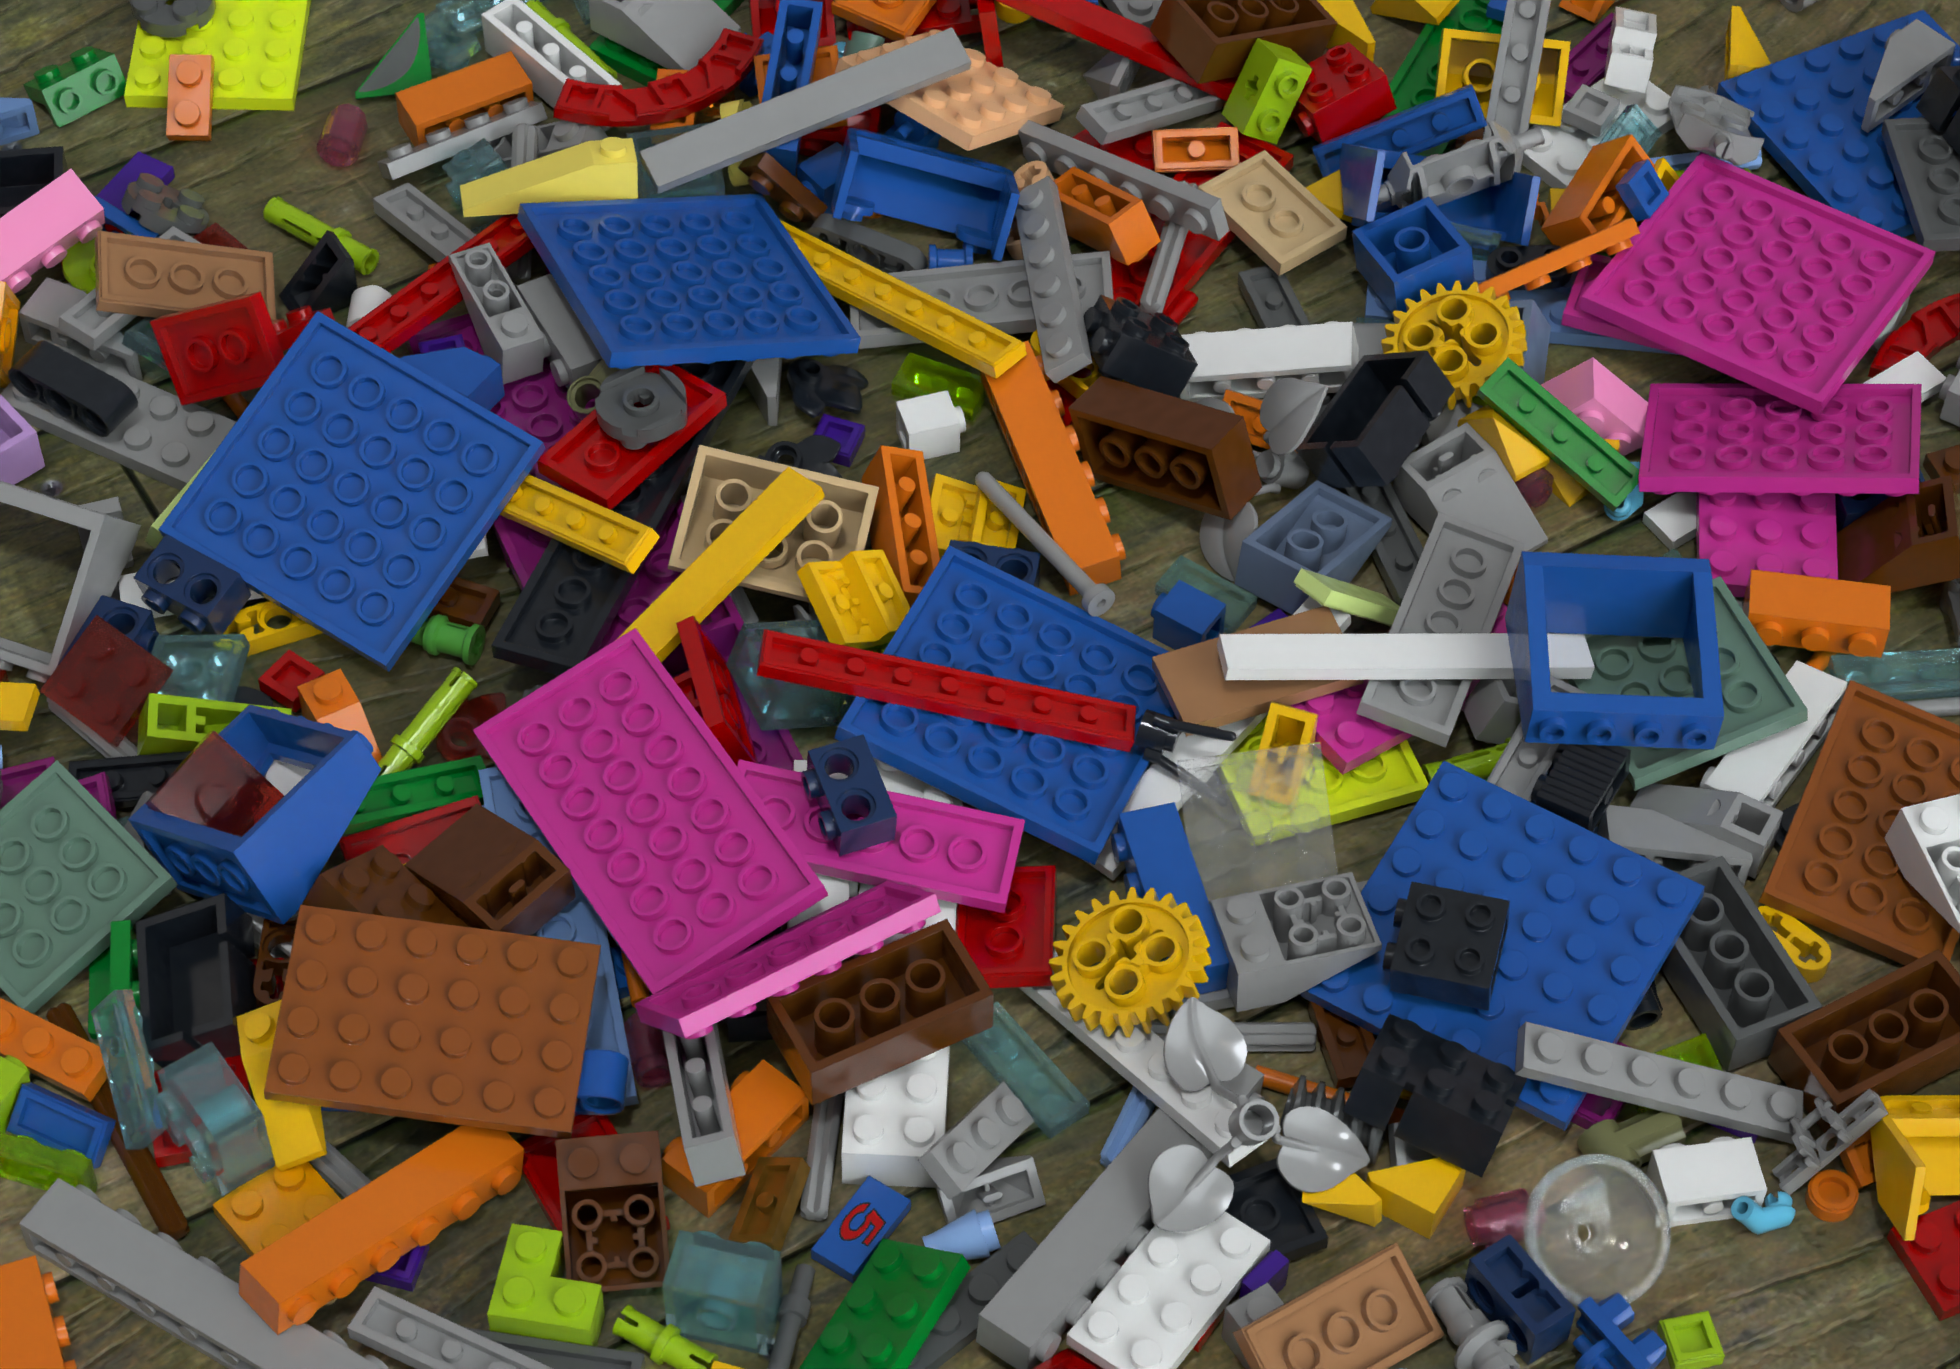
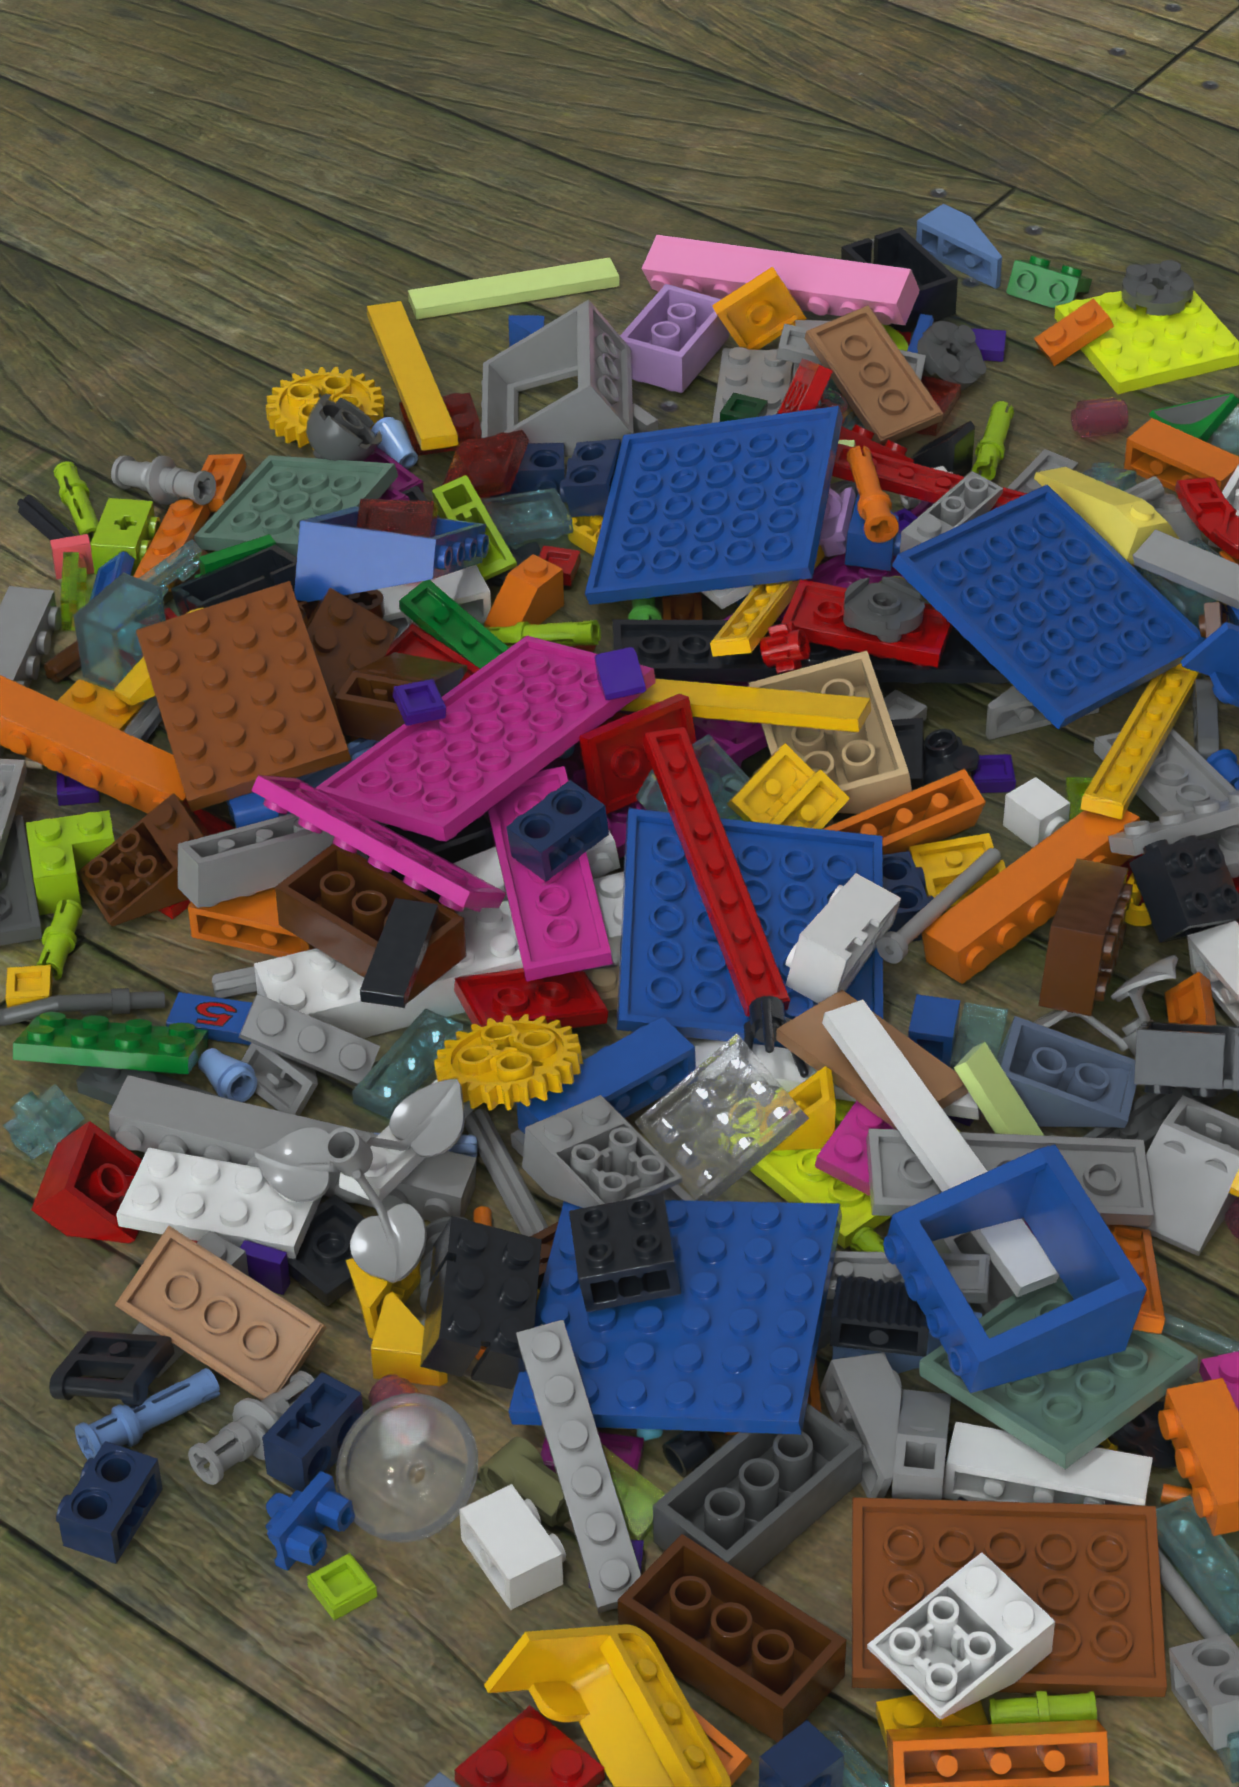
camera: 70 degrees right, 10 degrees down
(73, 388) = (741, 363): black beam -> none
(157, 417) = (743, 407): none -> dark green plate
(445, 144) = (1100, 452): light grey plate -> none
(455, 353) = (873, 504): none -> orange pin
(569, 852) = (419, 702): none -> dark purple tile
(649, 656) = (619, 673): none -> dark purple slope
(651, 507) = (784, 648): none -> red gear
(723, 1291) = (103, 937): clear light blue brick -> none
(770, 1201) = (190, 957): pearl gold plate -> none
(823, 386) = (1039, 746): black plate -> none
(983, 988) = (399, 953): none -> black tile
(1092, 629) = (840, 938): none -> white wedge
(1775, 1215) = (493, 1602): medium azure arm -> none
(1799, 941) = (816, 1549): yellow beam -> none
(1805, 1155) = (587, 1606): light grey piece -> none

